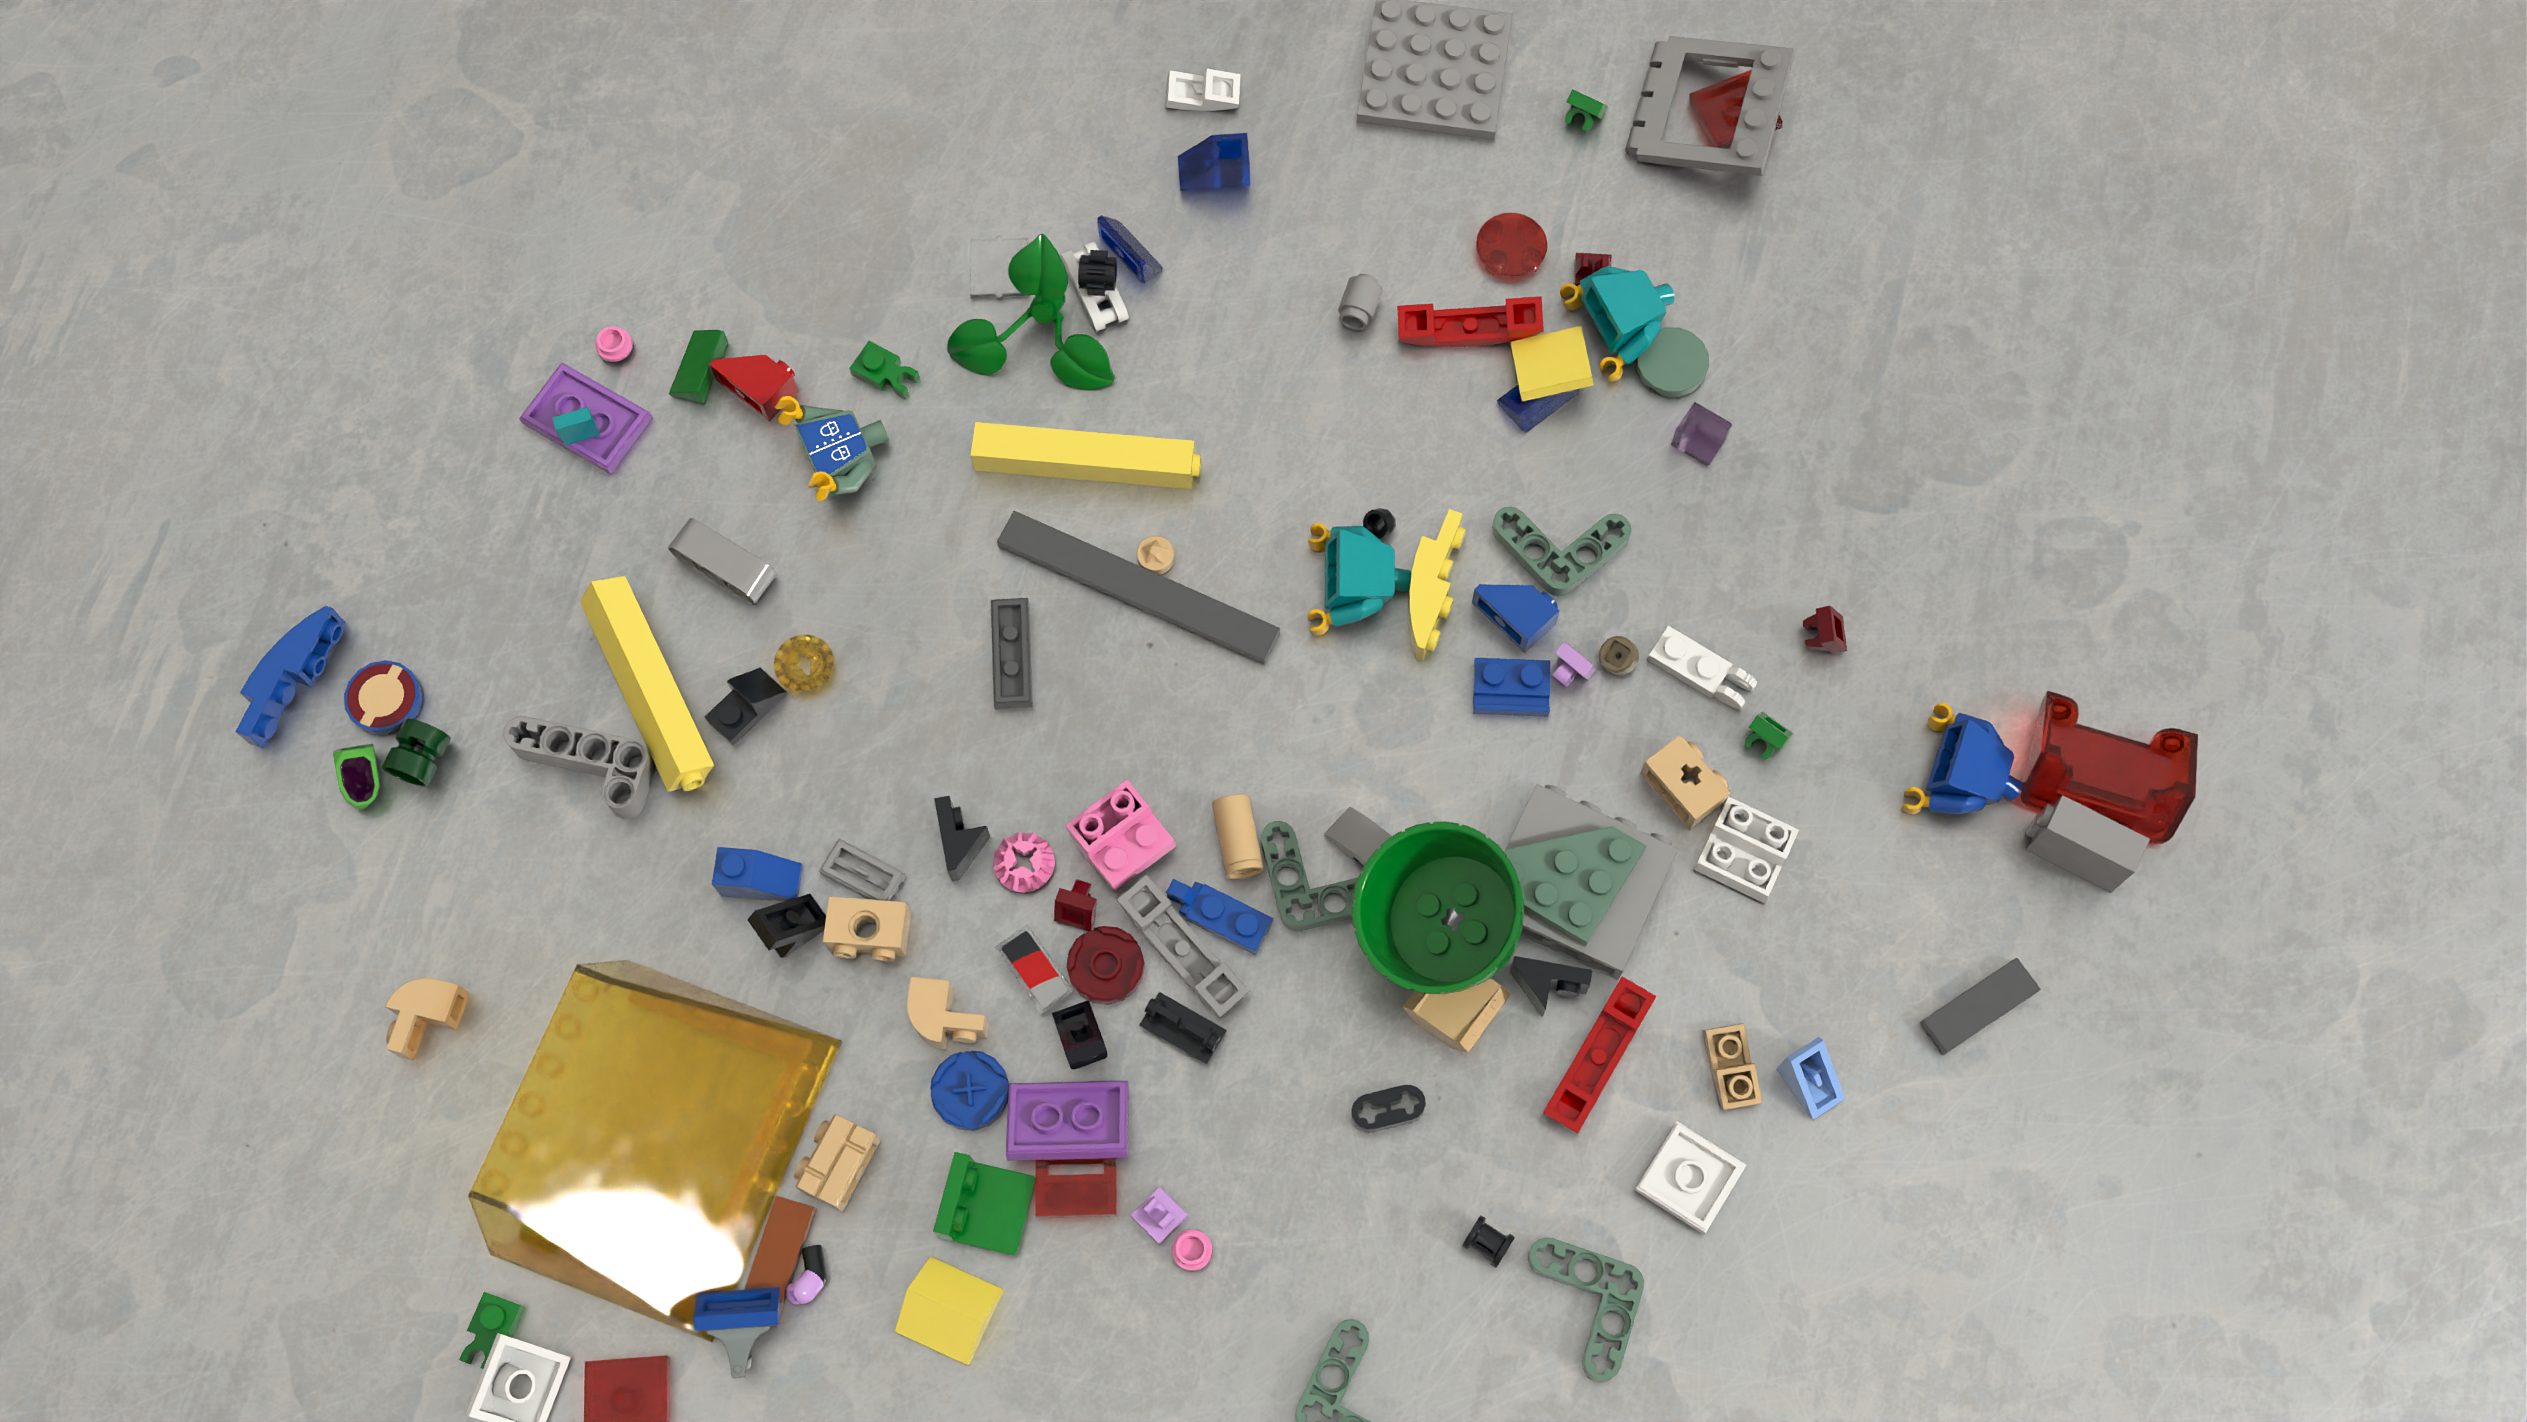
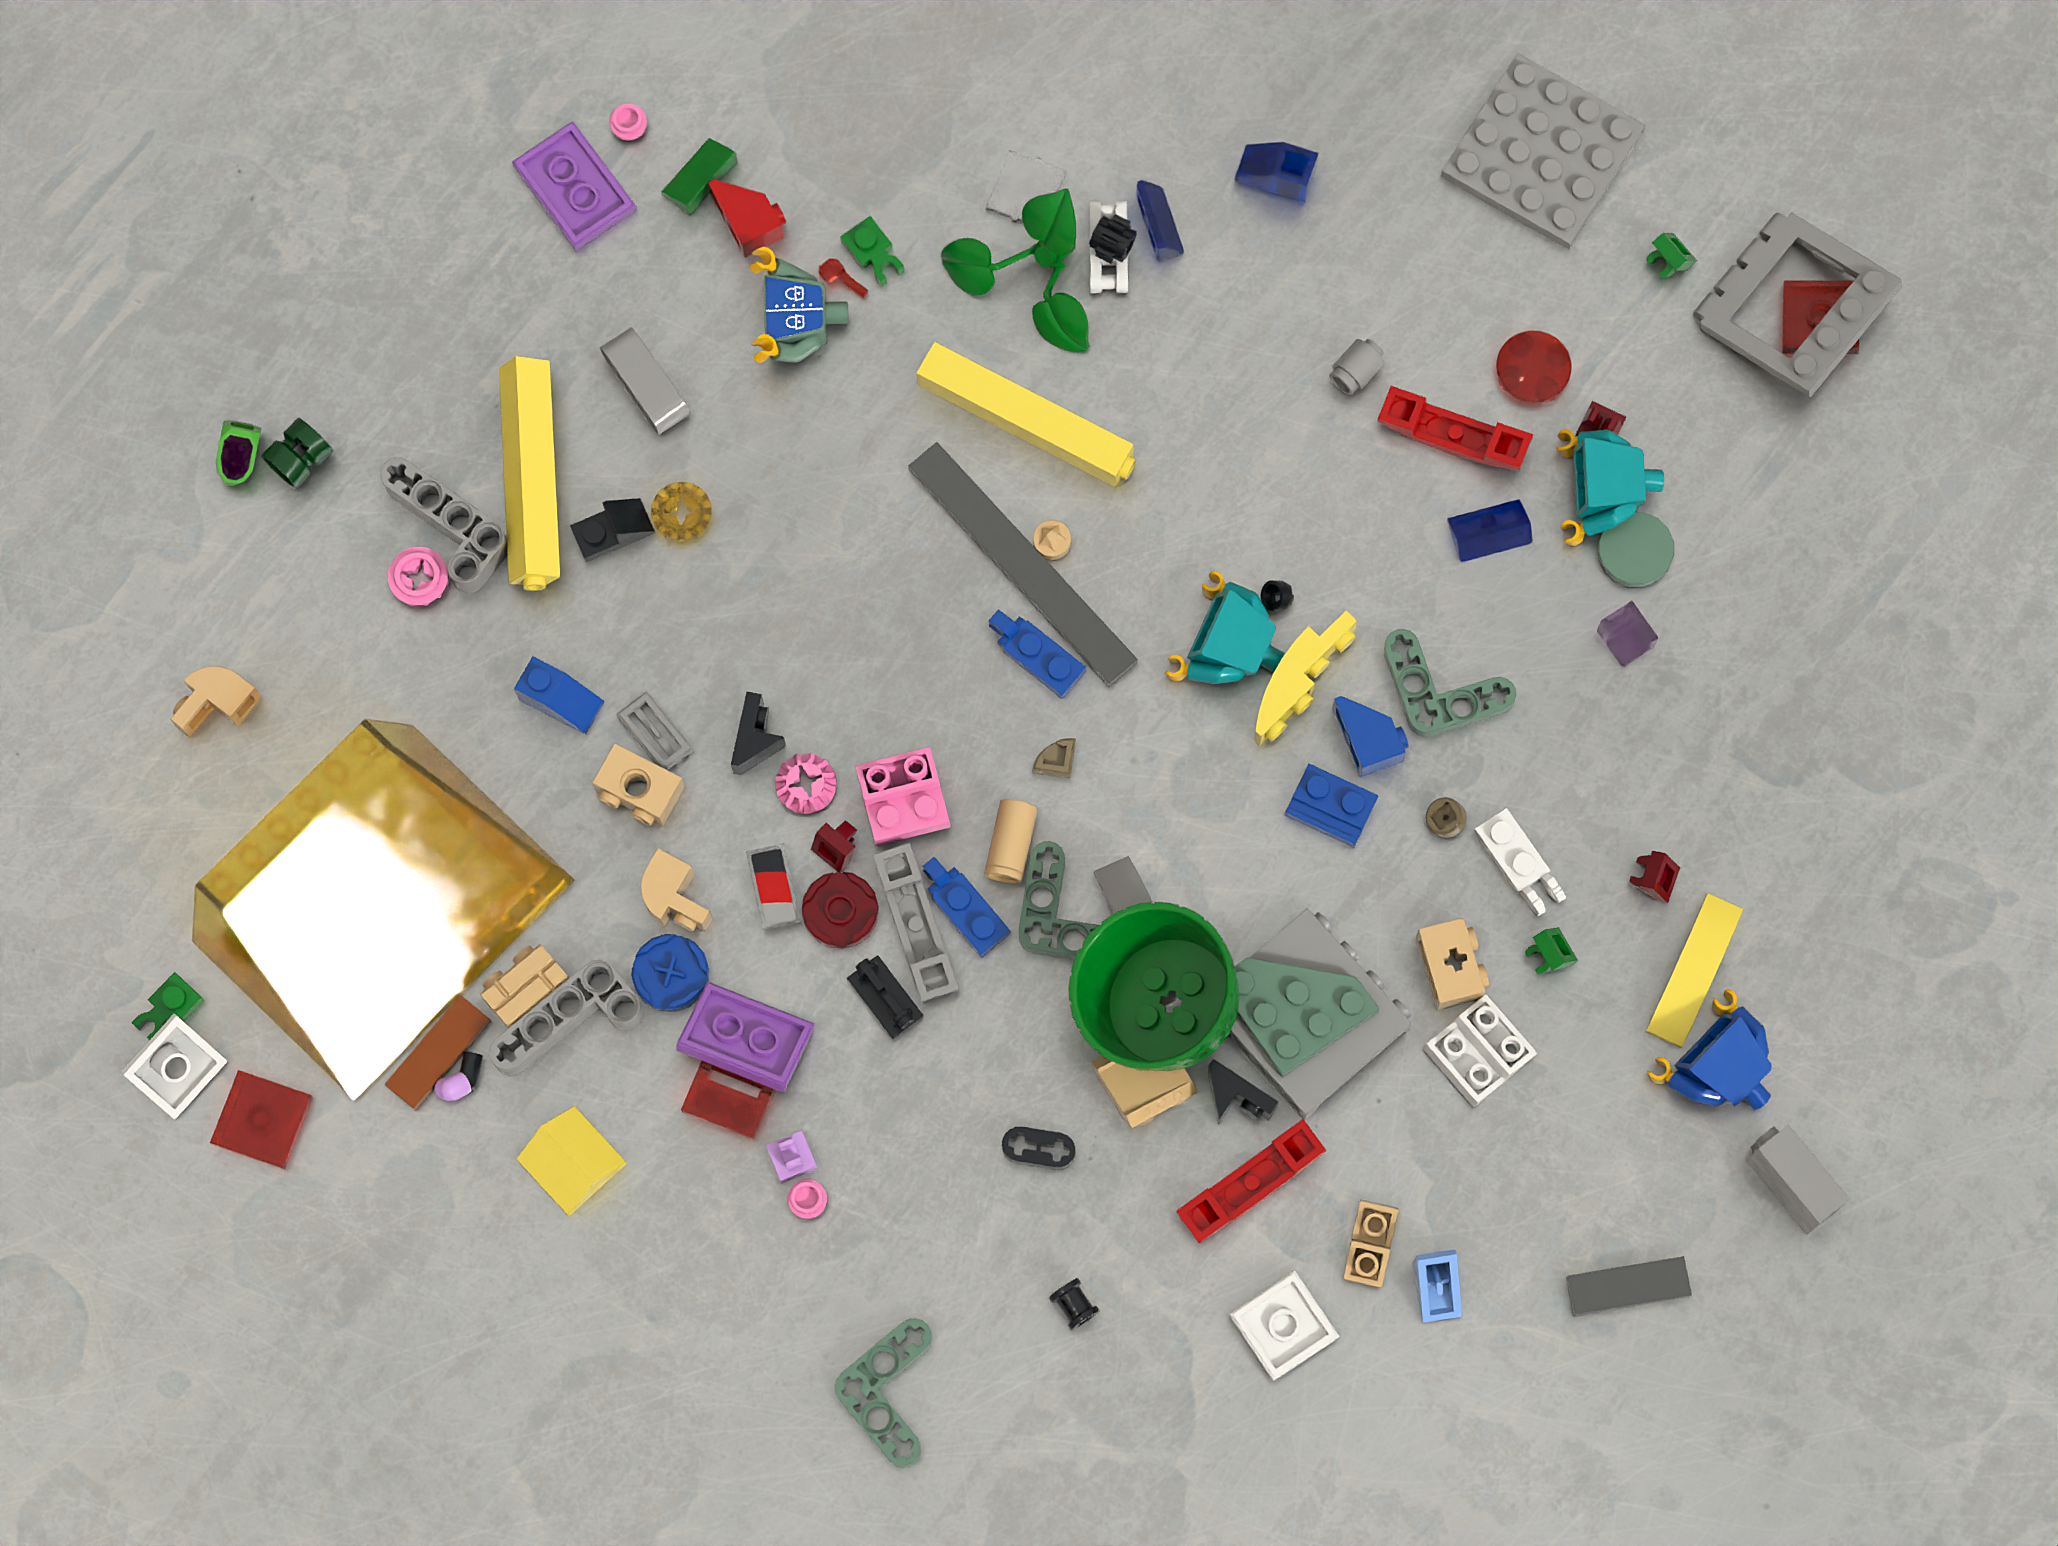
camera: 25 degrees right, 5 degrees up
(293, 659) = (217, 317): blue slope -> none
(382, 697) = (286, 386): tile -> none
(565, 811) = (409, 563): none -> bright pink gear
(576, 426) = (561, 194): teal tile -> none
(737, 1320) = (383, 1090): blue piece -> none
(788, 924) = (569, 752): black slope -> none
(855, 399) = (833, 269): none -> clear red hand
(887, 1181) = (562, 1024): none -> light grey beam
(984, 1206) = (639, 1081): green bracket -> none
(1011, 653) = (877, 579): dark grey tile -> none
(1080, 1035) = (788, 964): black slope -> none
(1186, 659) = (1037, 653): none -> blue hinge
(1203, 93) = (1301, 86): white slope -> none
(1245, 746) = (1056, 759): none -> dark tan tile
(1551, 363) = (1513, 505): light yellow tile -> none
(1572, 664) = (1399, 808): lavender tile -> none
(1610, 1298) = (1160, 1403): sand green beam -> none
(1901, 701) = (1694, 970): none -> light yellow slope
(2113, 775) = (1855, 1123): clear red windscreen -> none

